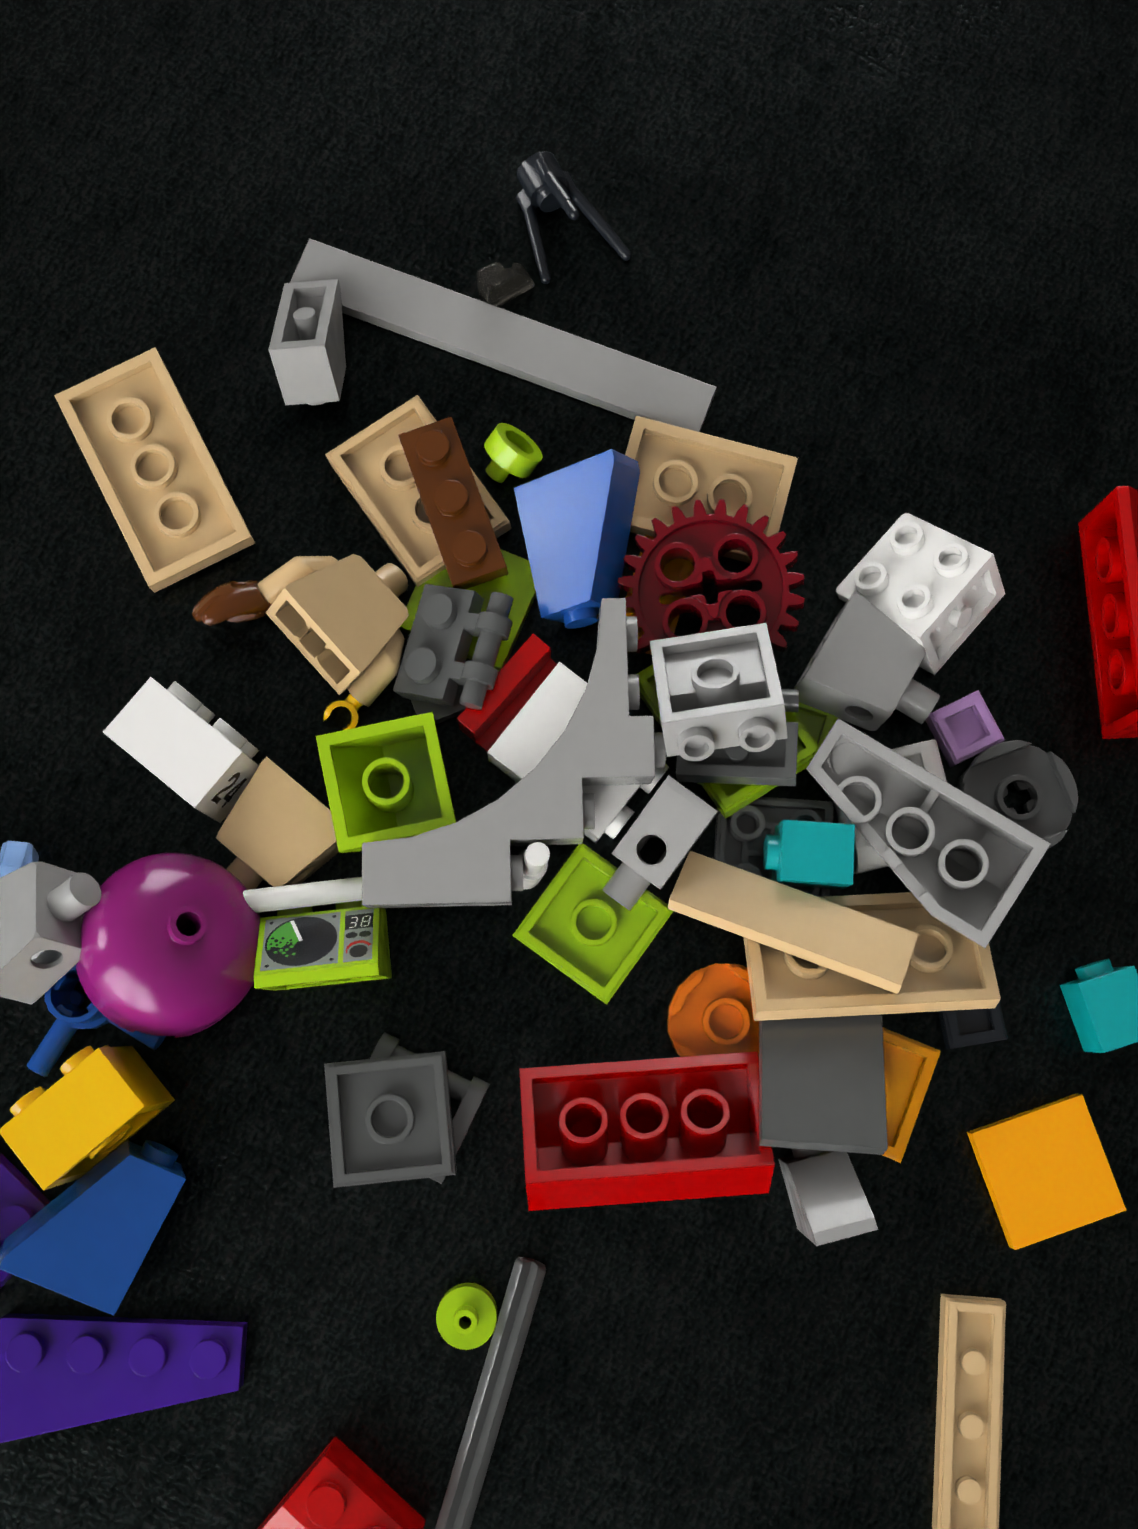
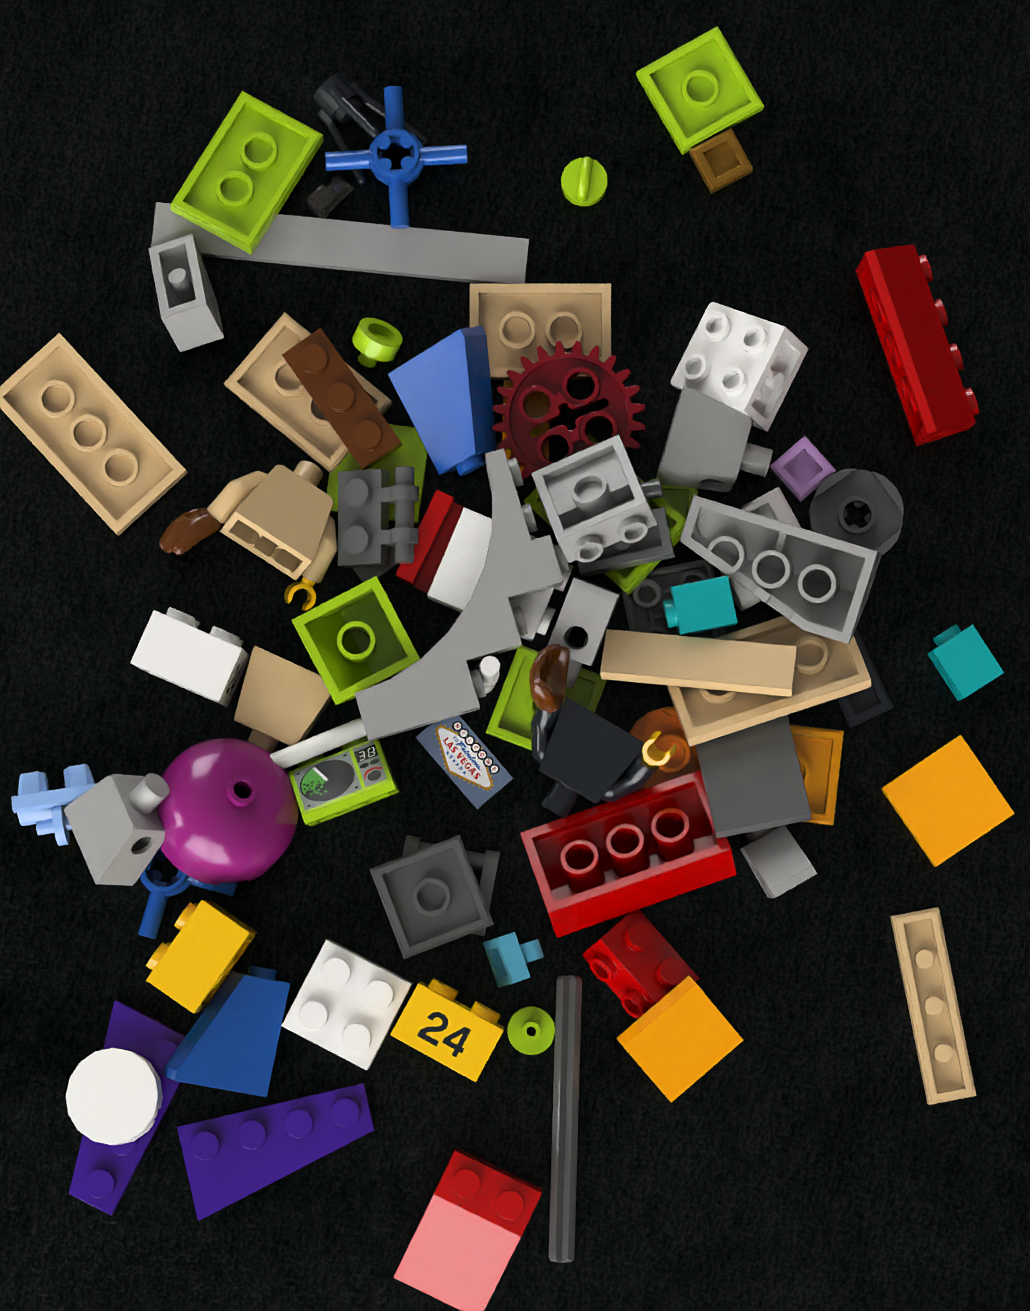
camera: 10 degrees left, 5 degrees up
(249, 1223) = (347, 1004): none -> white brick
(362, 1295) = (448, 1029): none -> yellow brick
(419, 233) = (247, 173): none -> lime tile
(466, 1219) = (510, 959): none -> medium azure tile
(478, 960) = (465, 759): none -> tile
(596, 239) = (396, 139): none -> blue bar
(621, 984) = (581, 748): none -> black torso
(621, 1276) = (637, 963): none -> red bracket
(645, 1384) = (679, 1039): none -> light orange tile
(795, 343) = (584, 181): none -> lime tile
(950, 280) = (699, 90): none -> lime tile
(955, 361) = (721, 160): none -> pearl gold tile

